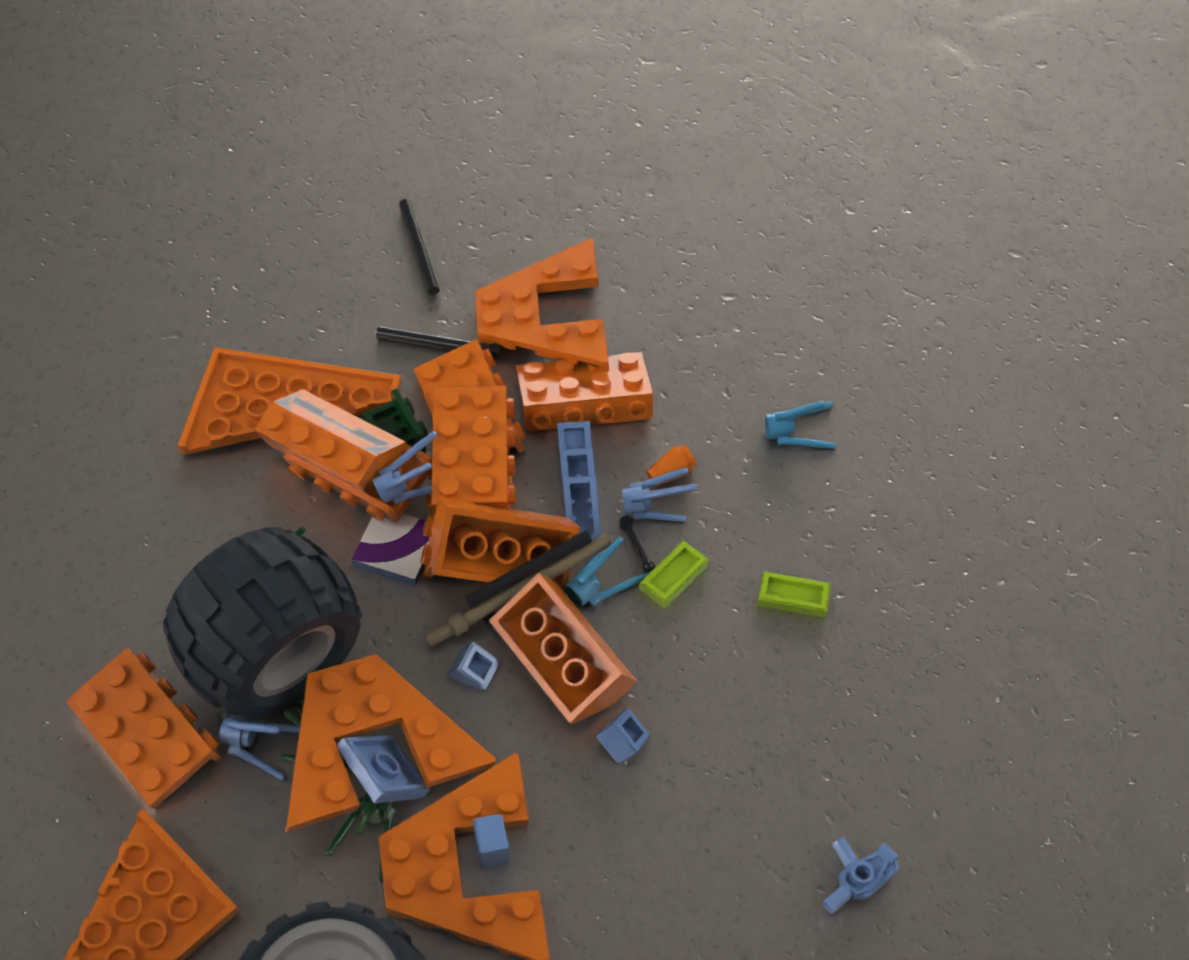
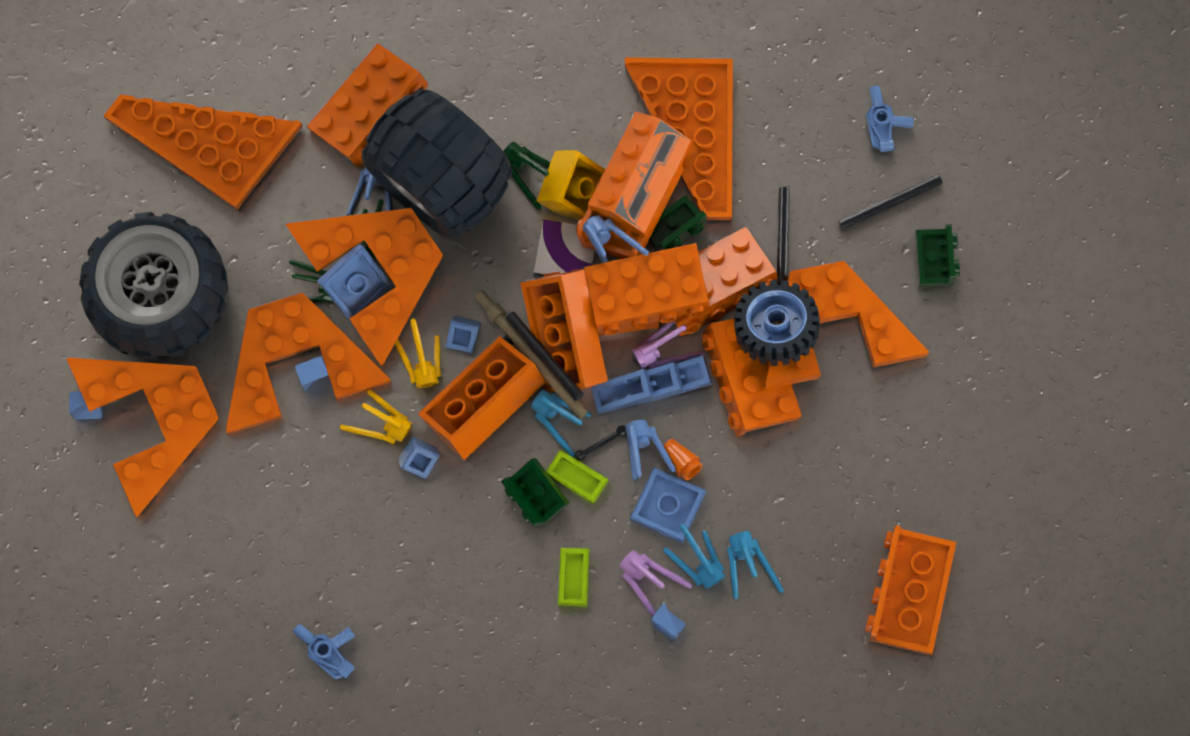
camera: 85 degrees right, 20 degrees up
(325, 516) = (570, 184): none -> yellow slope
(329, 234) = (881, 120): none -> medium blue piece
(491, 211) = (936, 256): none -> dark green bracket
(517, 711) = (424, 374): none -> yellow plant
(540, 480) = (647, 351): none -> lavender plant
(541, 337) = (782, 341): none -> wheel
(578, 755) = (396, 425): none -> yellow plant
(688, 611) = (535, 493): none -> dark green bracket
(723, 491) = (667, 504): none -> medium blue tile
(791, 525) = (637, 567): none -> lavender plant
(803, 460) = (709, 571): none -> dark azure plant
(846, 290) = (910, 590): none -> orange bracket
(859, 507) = (667, 623): none -> medium blue slope

